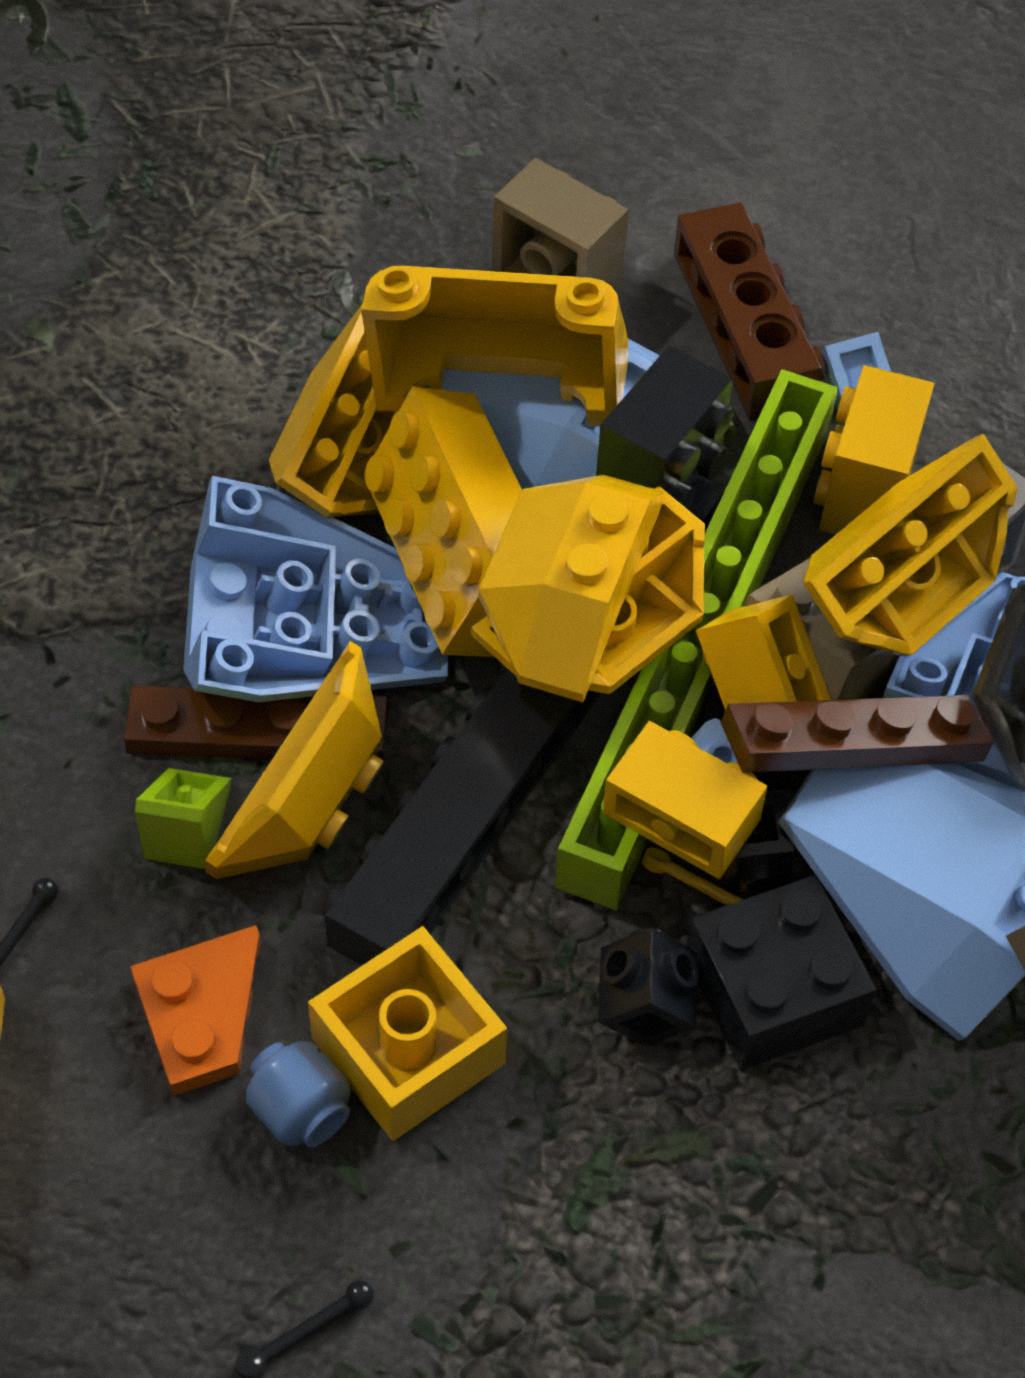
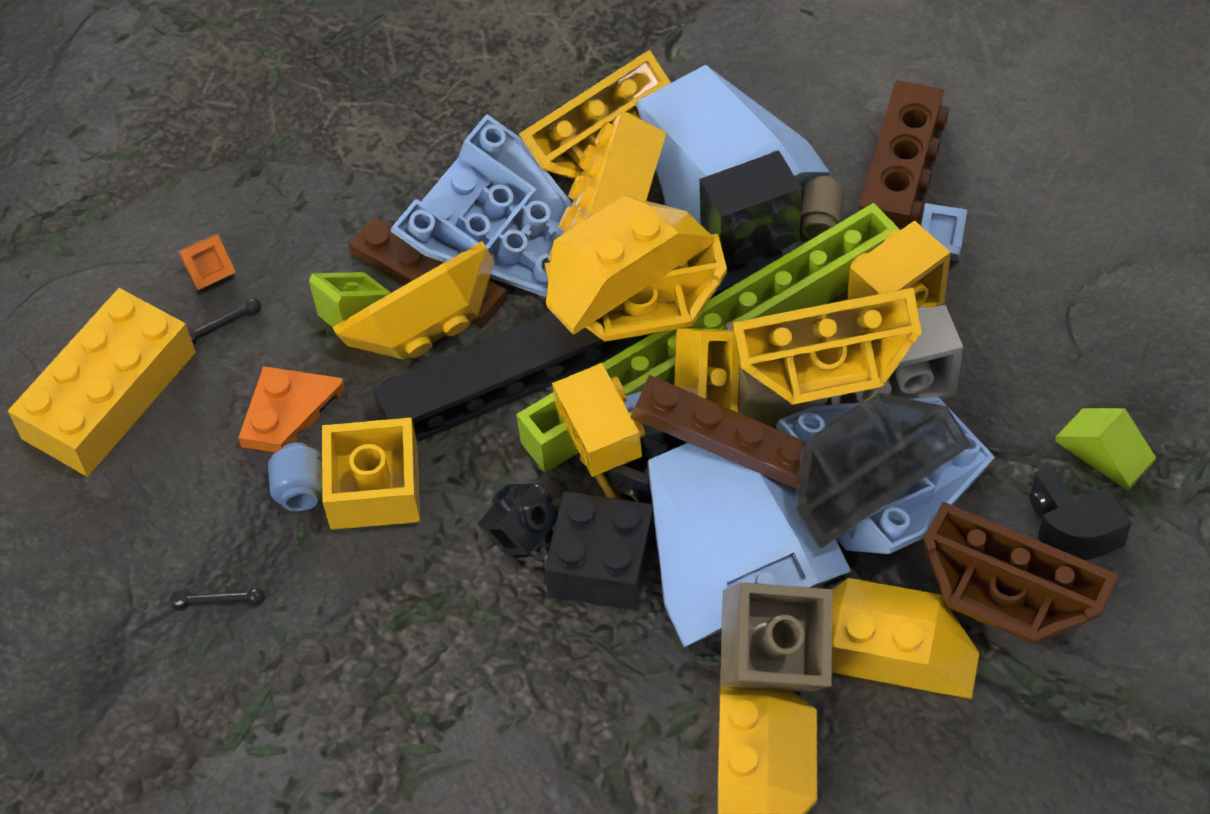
camera: 40 degrees right, 0 degrees up
(494, 323) = (657, 79): yellow windscreen -> none
(558, 227) = (807, 64): dark tan brick -> none

